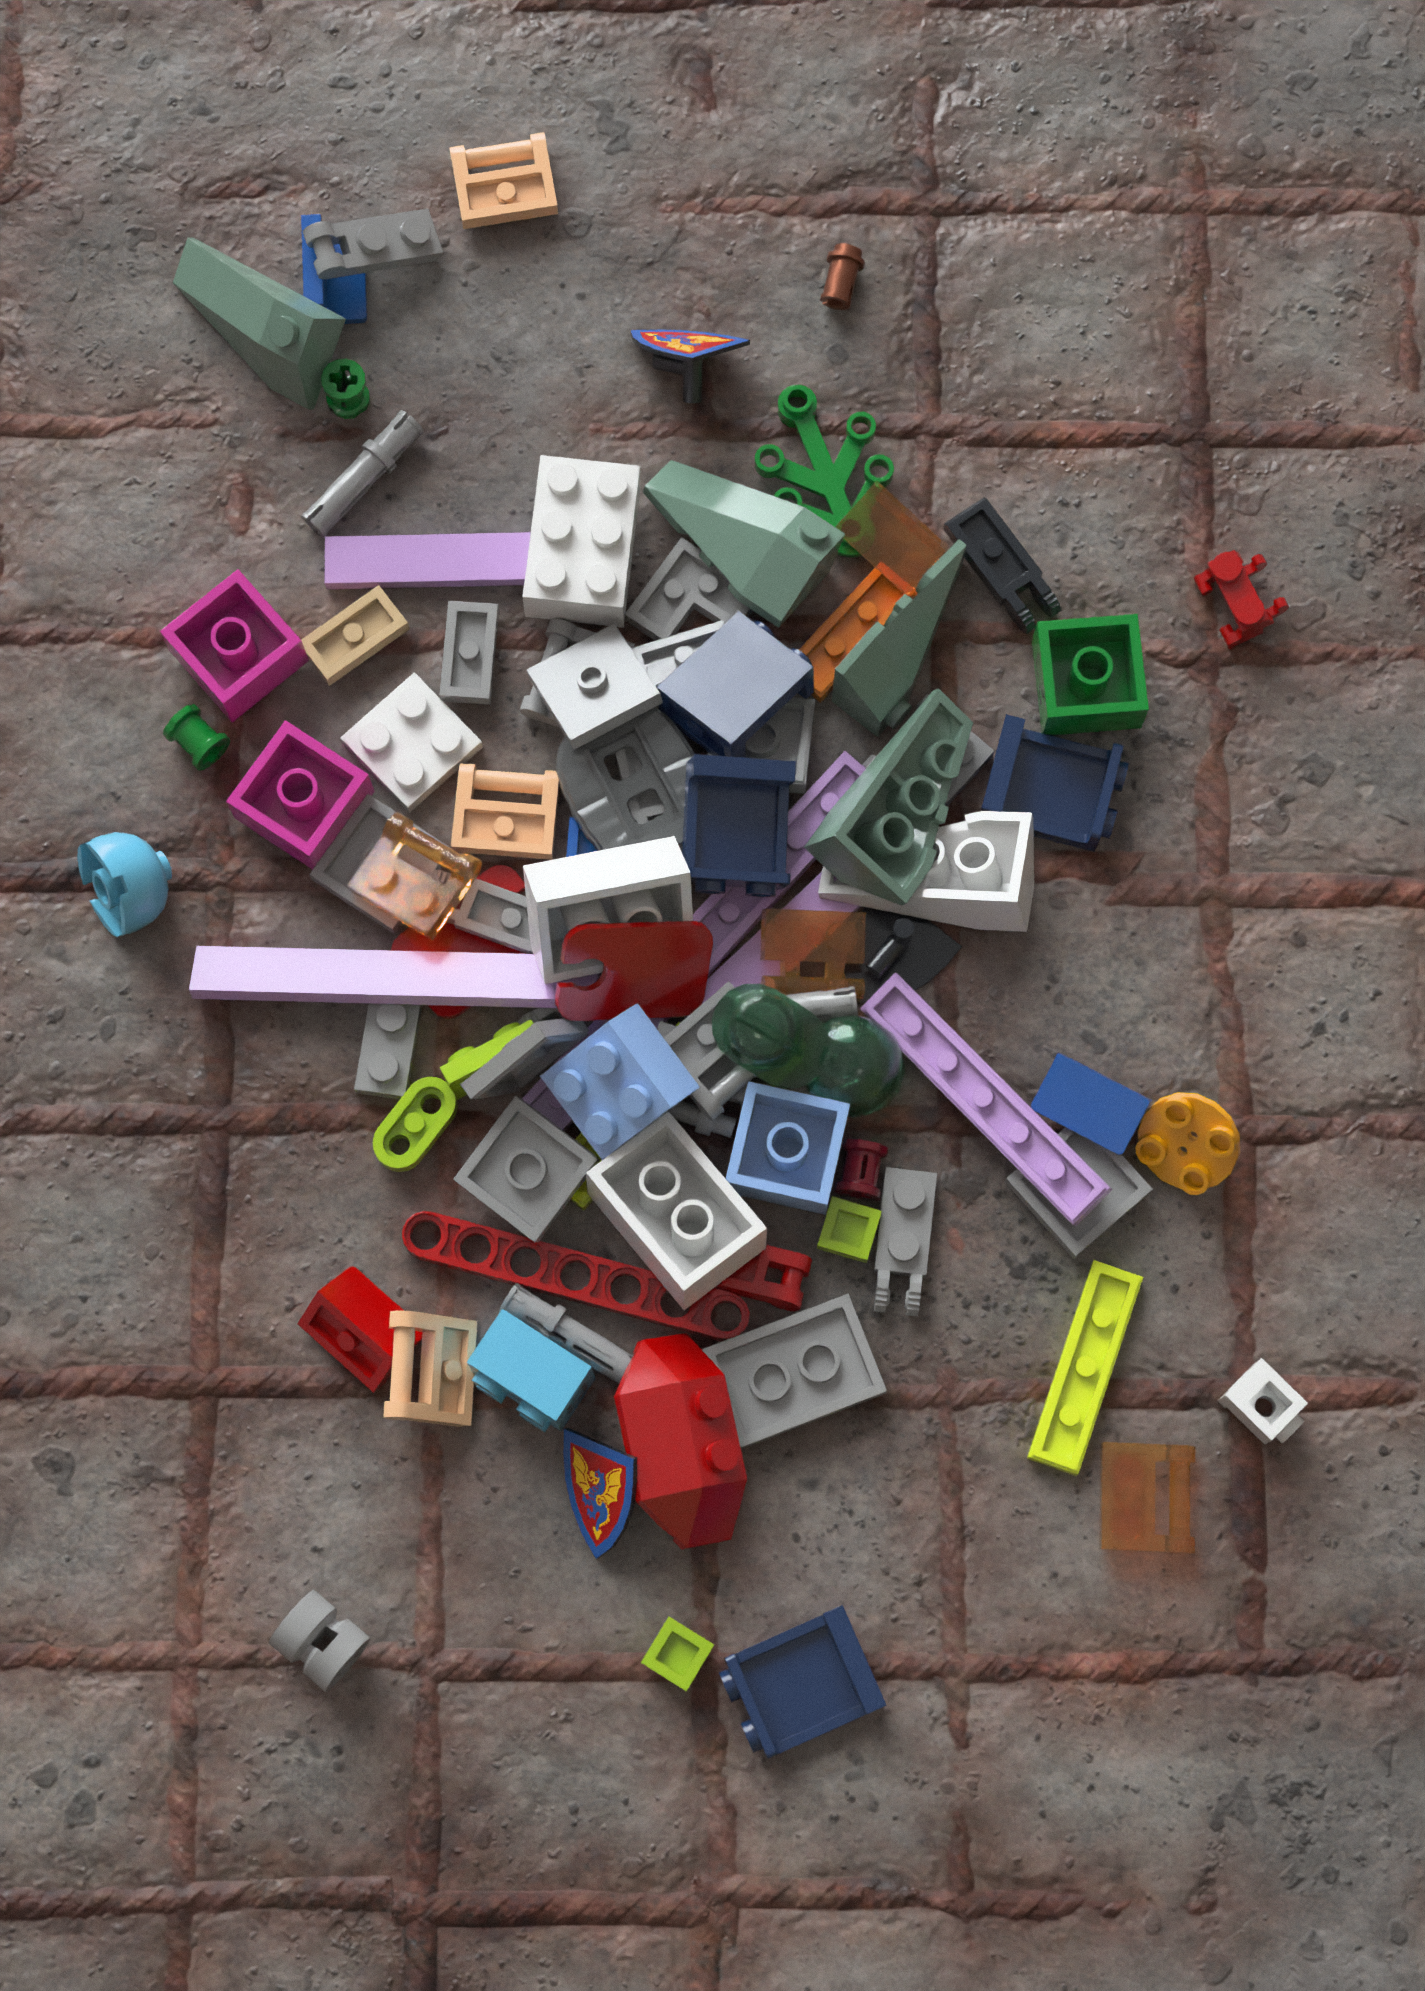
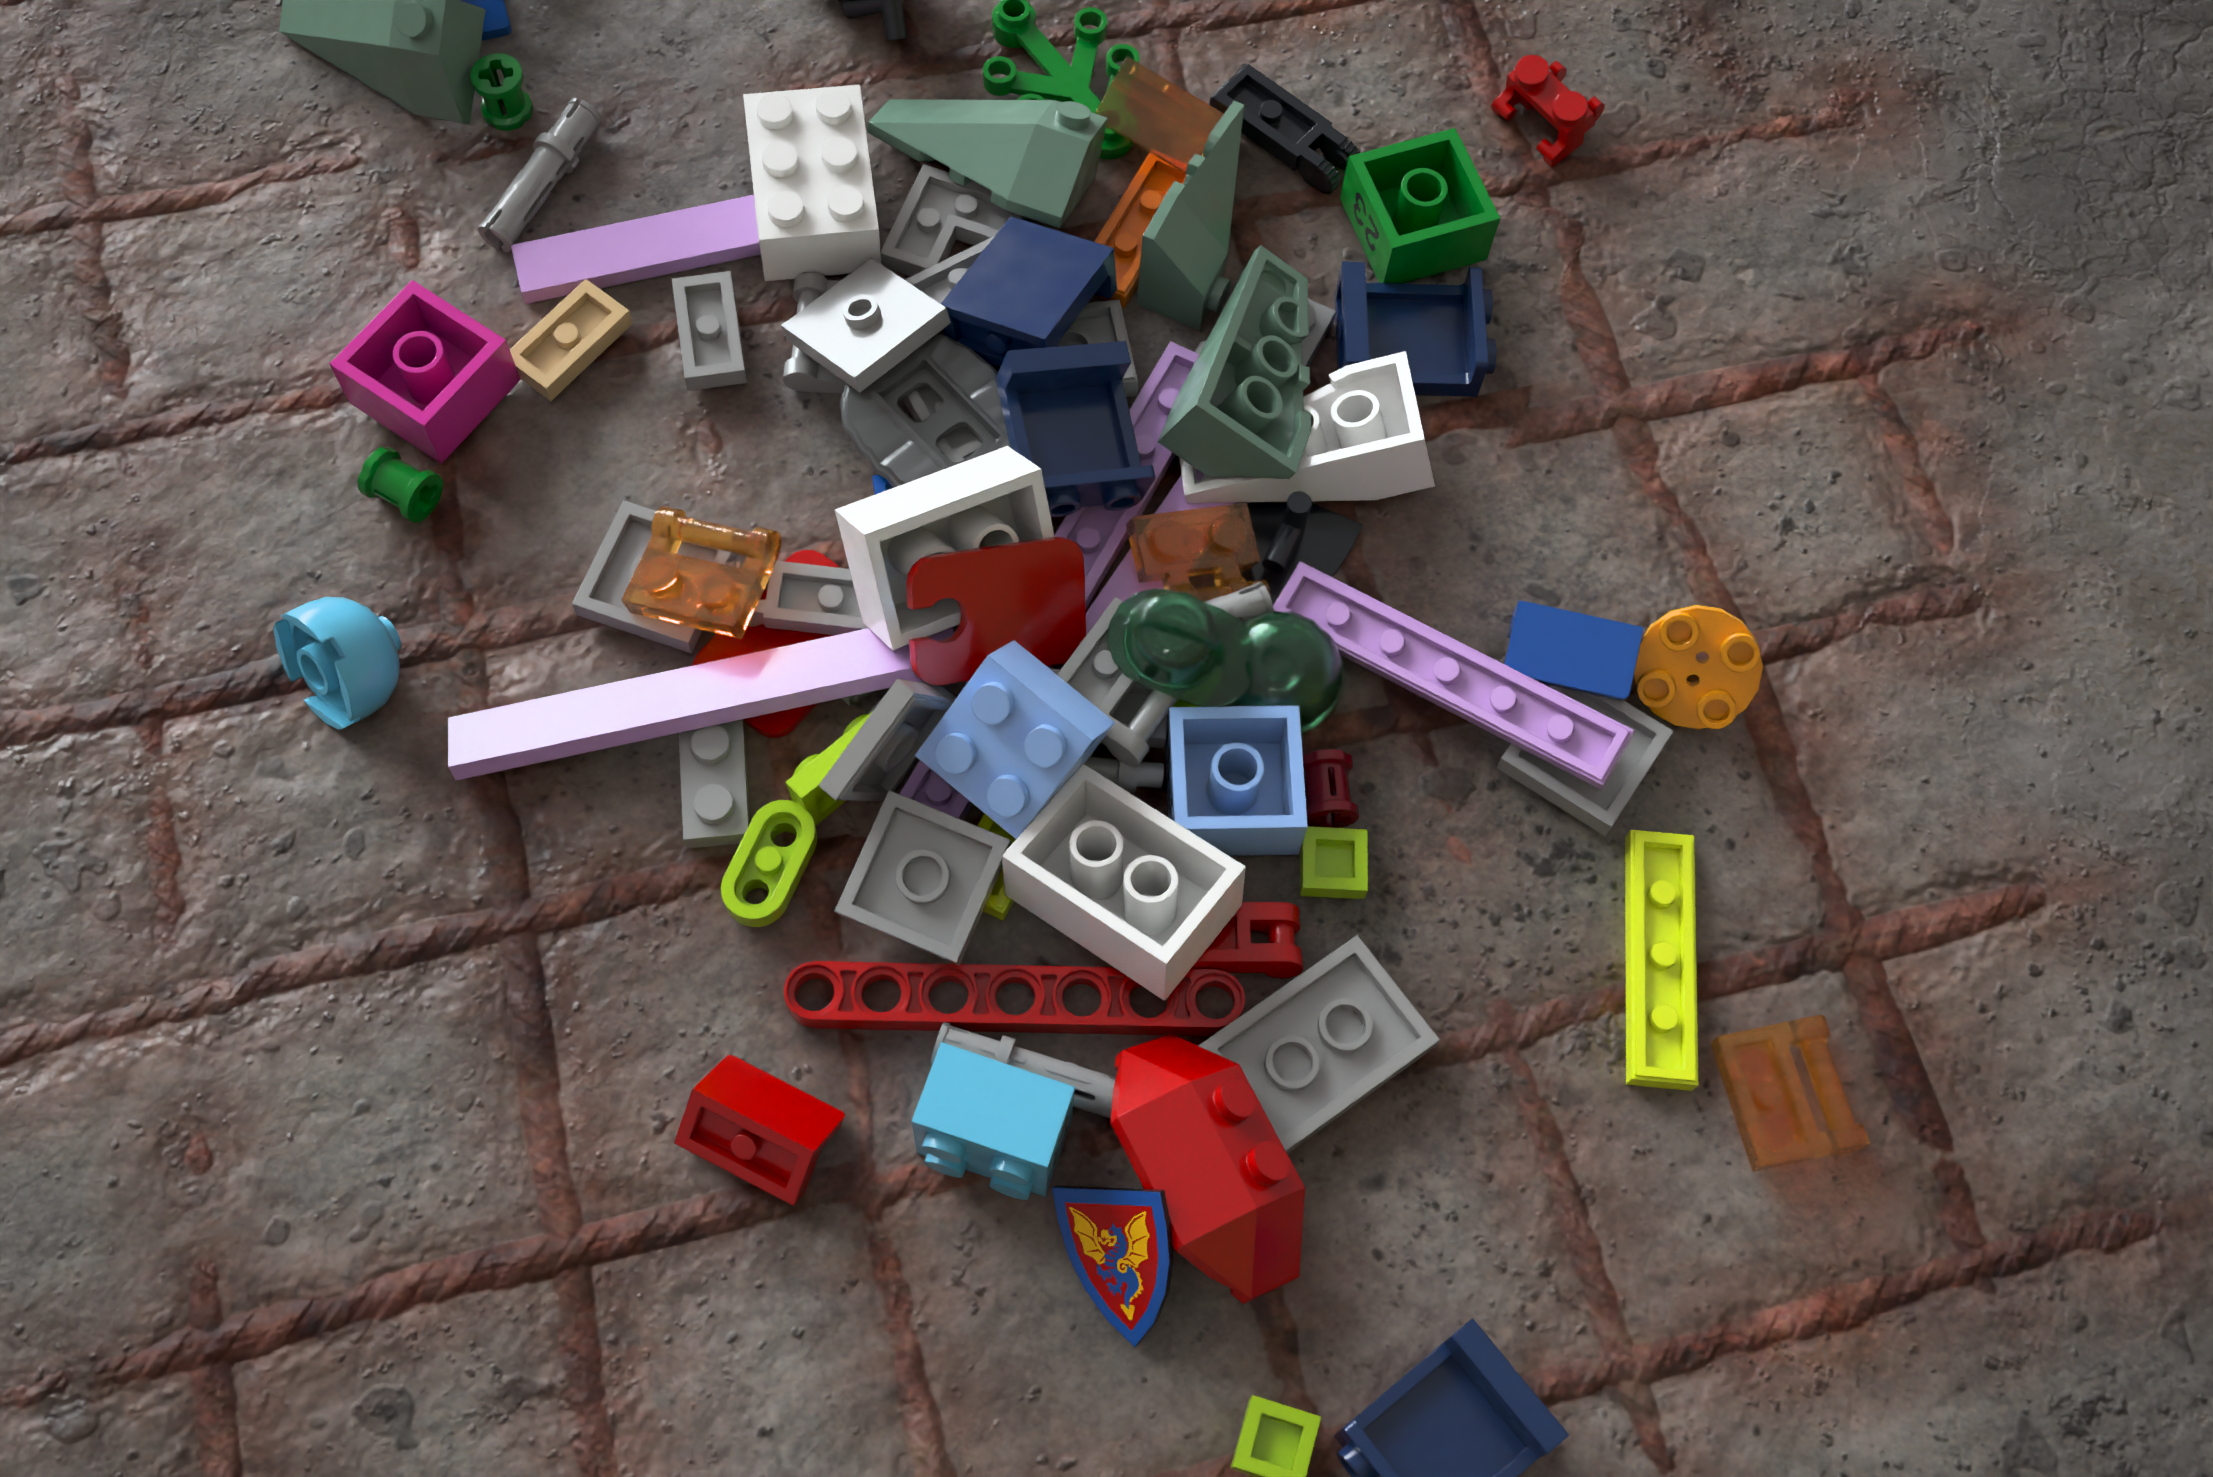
camera: 20 degrees left, 10 degrees down
(299, 794) = (538, 514): dark pink brick -> none
(411, 742) = (663, 440): white plate -> none
(444, 1375) = (879, 1151): light nougat plate -> none
(505, 826) = (798, 503): light nougat plate -> none
(904, 1234) = (1400, 857): light grey hinge -> none
(1265, 1383) = (1905, 933): white brick -> none

